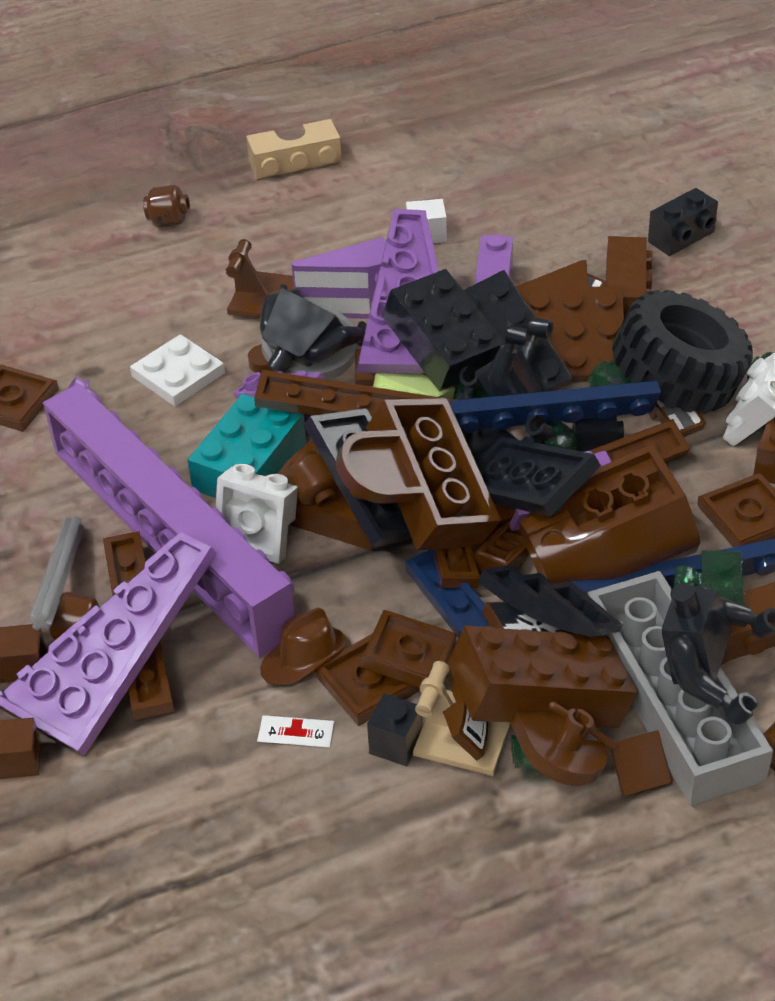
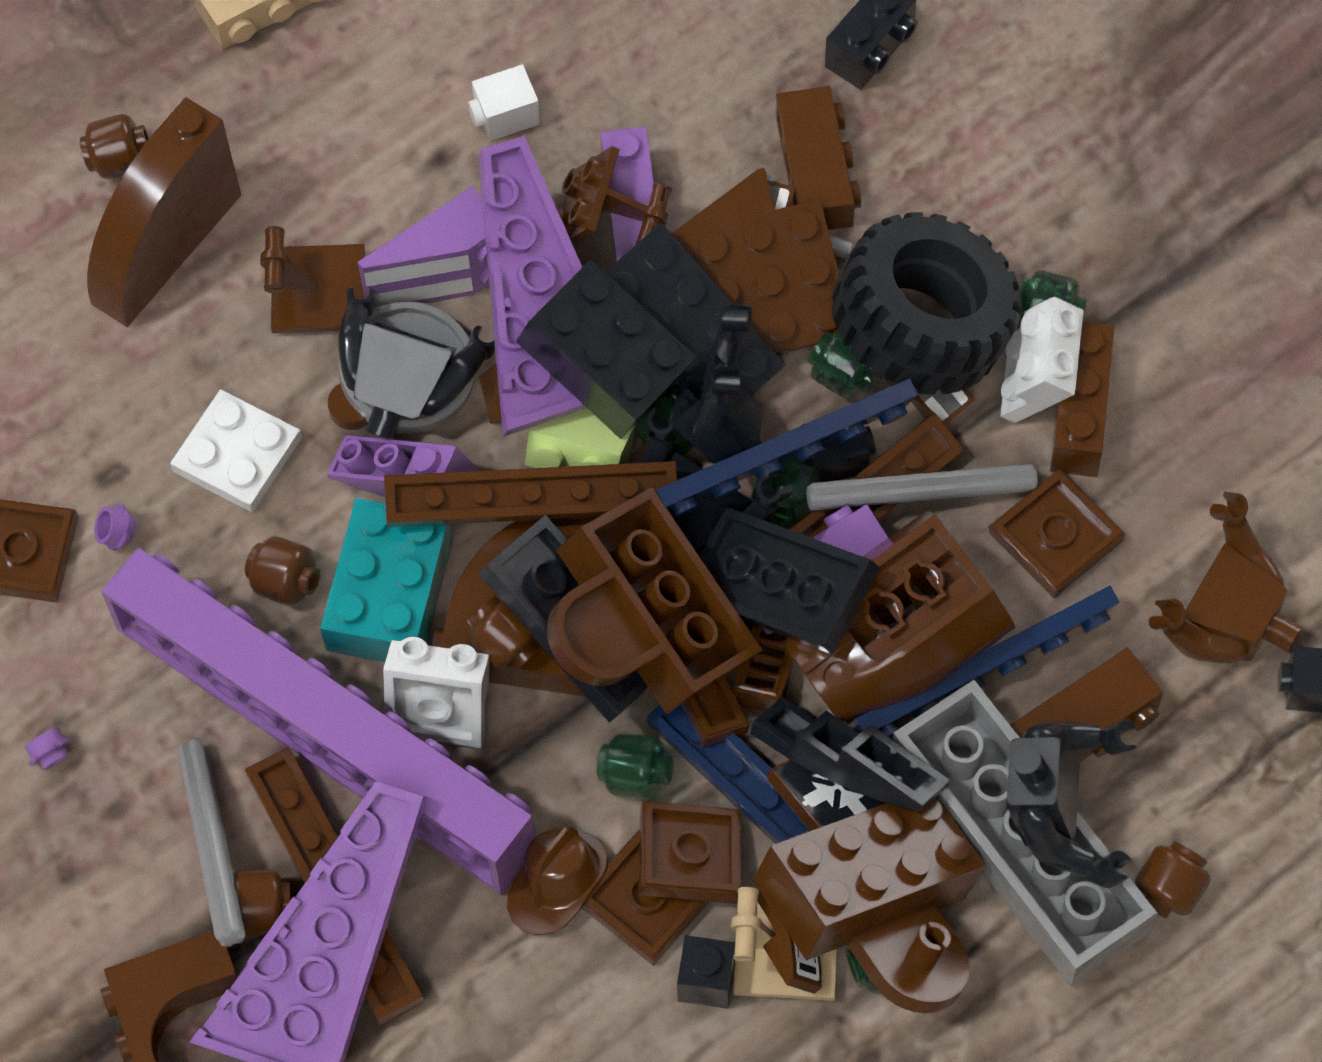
camera: 15 degrees left, 20 degrees up
(178, 226) = (161, 211): none -> reddish brown brick
(178, 432) = (282, 570): none -> reddish brown head
(295, 731) = (580, 991): white sticker -> none
(385, 588) = (634, 766): none -> clear green head
(475, 266) = (589, 194): none -> reddish brown plate
(637, 760) = (999, 947): reddish brown piece -> none
(678, 464) = (921, 487): none -> light grey axle
(718, 571) = (1047, 679): clear green plate -> none

